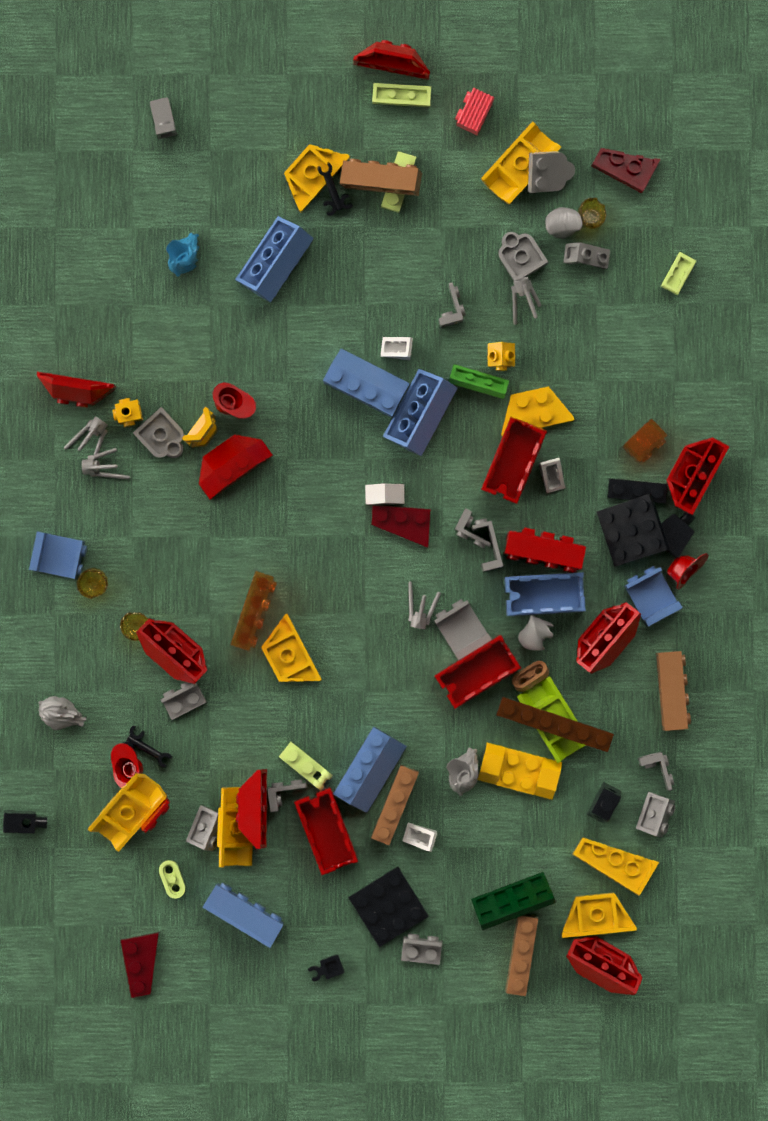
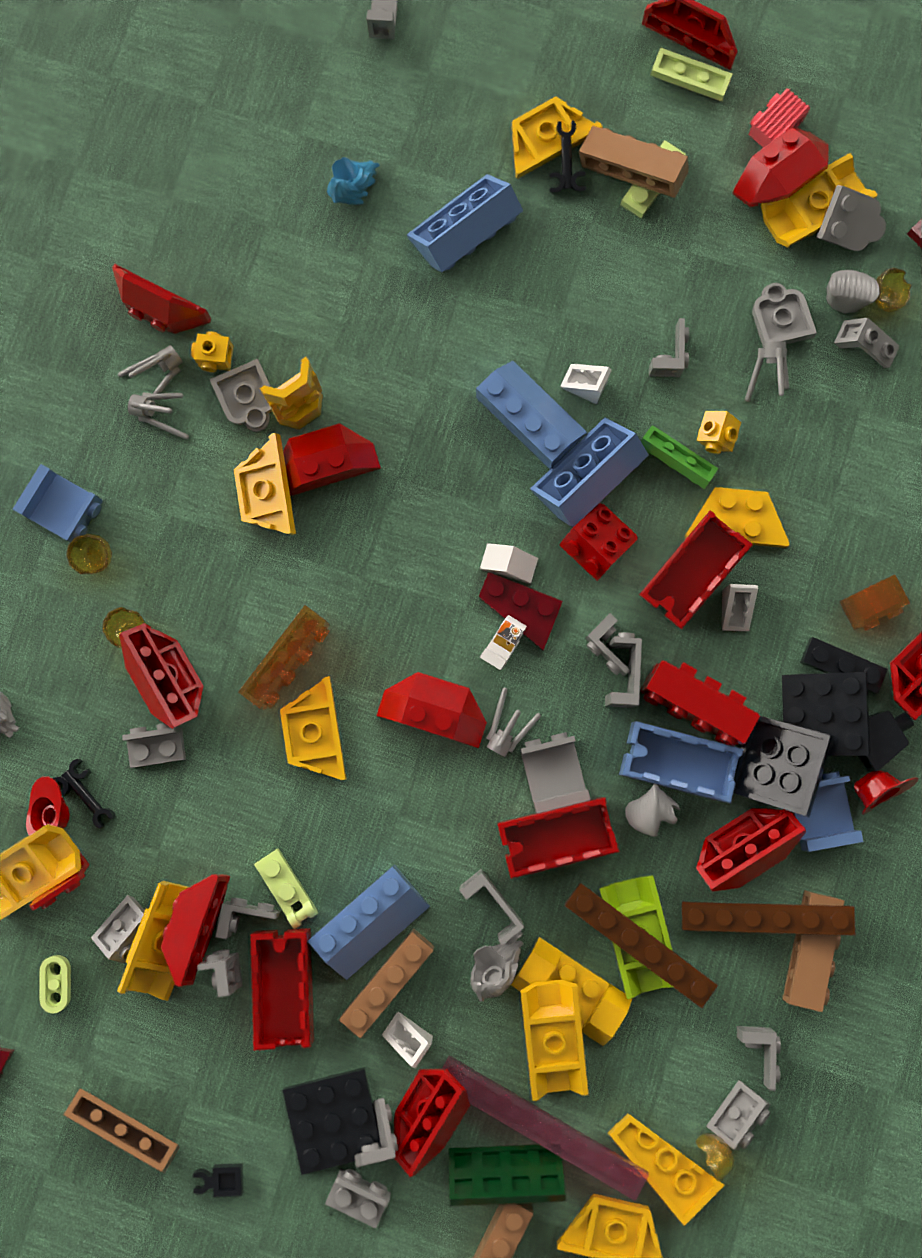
camera: 20 degrees right, 5 degrees down
(198, 498) = (265, 488): none -> yellow wing
(233, 401) = (351, 379): red piece -> none
(244, 915) = (130, 1068): medium blue slope -> none
(252, 956) = (122, 1130): none -> medium nougat brick
(286, 834) = (227, 971): none -> light grey bracket
(366, 611) = (435, 708): none -> red wedge
(399, 552) = (504, 642): none -> white leg
(429, 911) = (372, 1153): none -> light grey bracket
(432, 719) = (477, 881): none -> light grey panel
(442, 458) = (598, 541): none -> red bracket
(450, 881) = (428, 1117): none -> red wedge
(489, 147) = (782, 167): none -> red wedge
(517, 804) = (554, 1038): none -> yellow piece
(526, 864) = (549, 1131): none -> clear pink plate
(530, 676) = (626, 866): medium nougat plate -> none
(604, 803) = (675, 1077): black torso -> none
(612, 574) = (782, 765): none -> plate
(634, 679) = (768, 918): none -> reddish brown plate
(647, 843) = (718, 1156): none -> clear yellow hair

